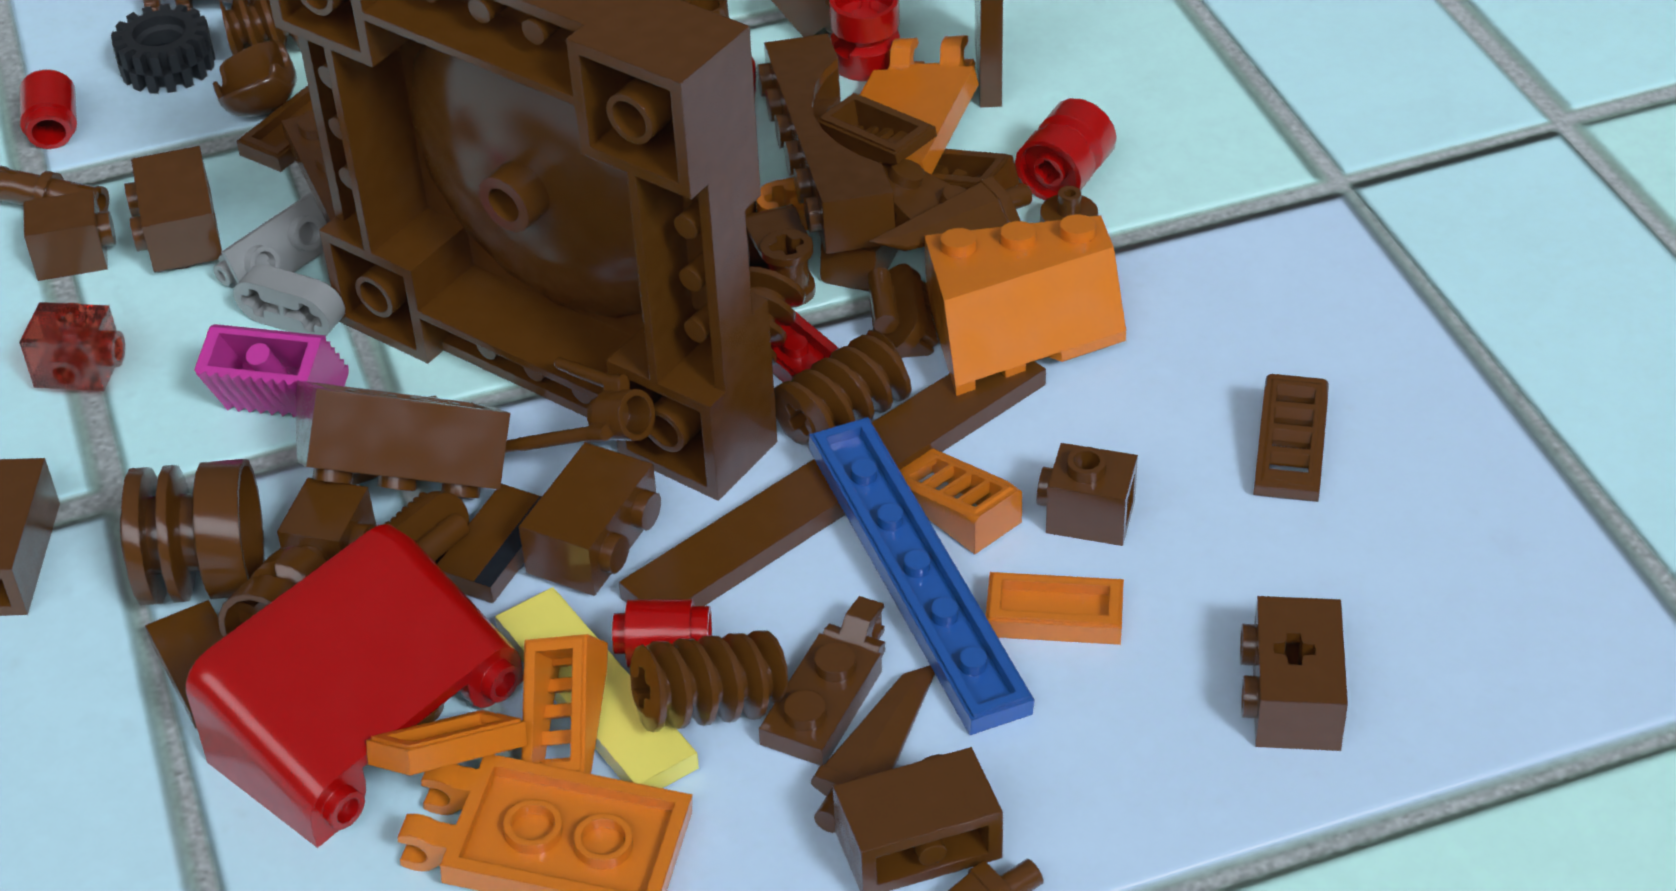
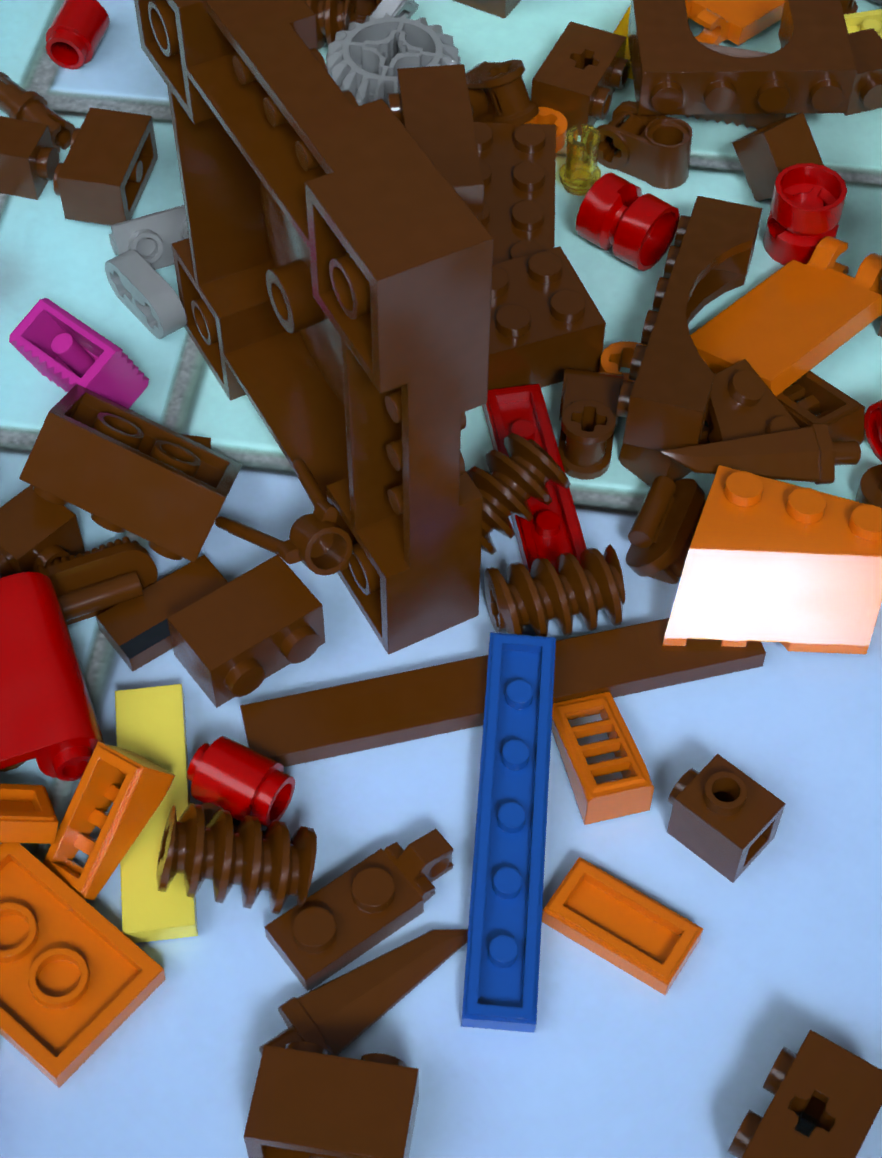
camera: 25 degrees right, 10 degrees up
(875, 129) = (738, 331): reddish brown slope -> none

